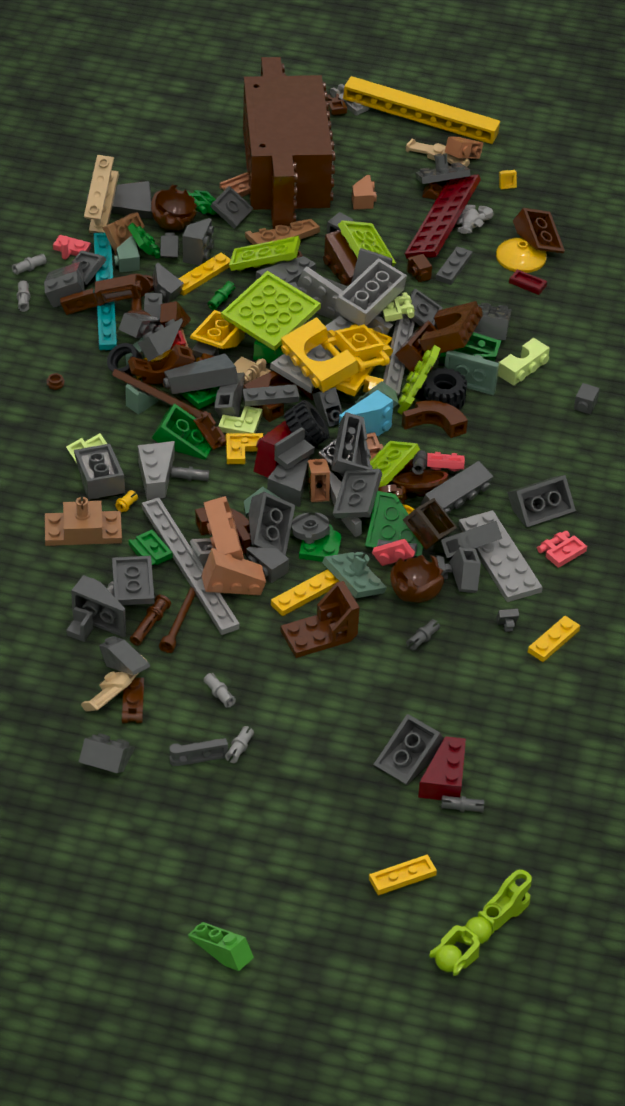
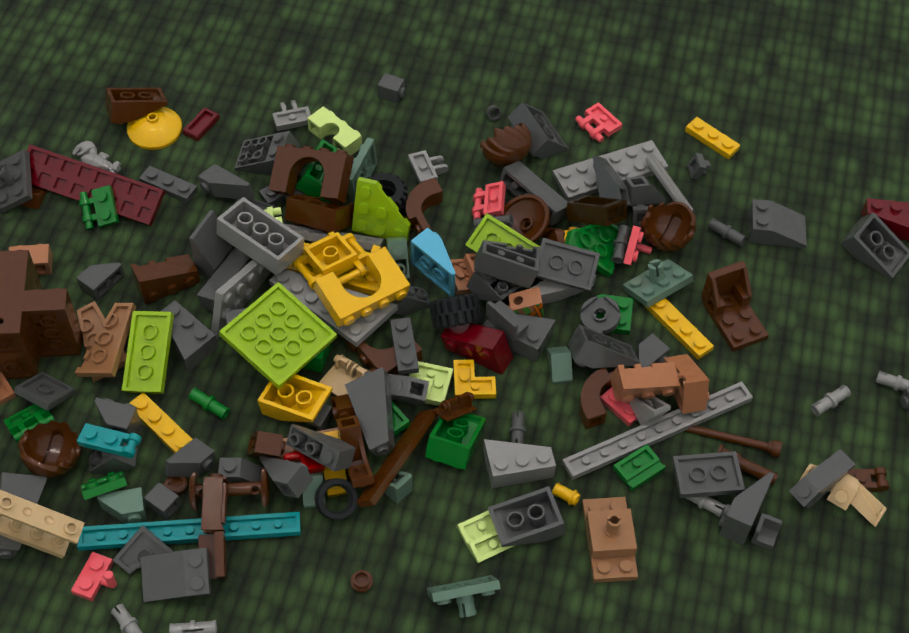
camera: 90 degrees left, 10 degrees up
(36, 430) = (463, 592): none -> sand green plate
(118, 231) = (81, 509): medium nougat wing -> none
(128, 268) = (162, 501): none -> dark grey panel
(174, 229) = (109, 440): none -> teal plate
(266, 233) = (109, 343): none -> medium nougat wing
(364, 236) = (148, 249): lime plate -> none
(418, 223) = (104, 206): none -> green plate
(419, 267) = (177, 210): reddish brown brick -> none
(434, 673) = (775, 225): none -> dark grey slope
(452, 290) = (224, 184): none -> dark grey slope
(479, 592) = (666, 180): none -> light grey axle
(488, 420) = (426, 167): none -> light grey hinge
(506, 466) = (507, 145): none -> reddish brown piece
(507, 179) = (26, 127): yellow tile -> none
(546, 335) = (291, 118): none -> light grey hinge
(566, 469) = (497, 111): none -> dark grey hinge

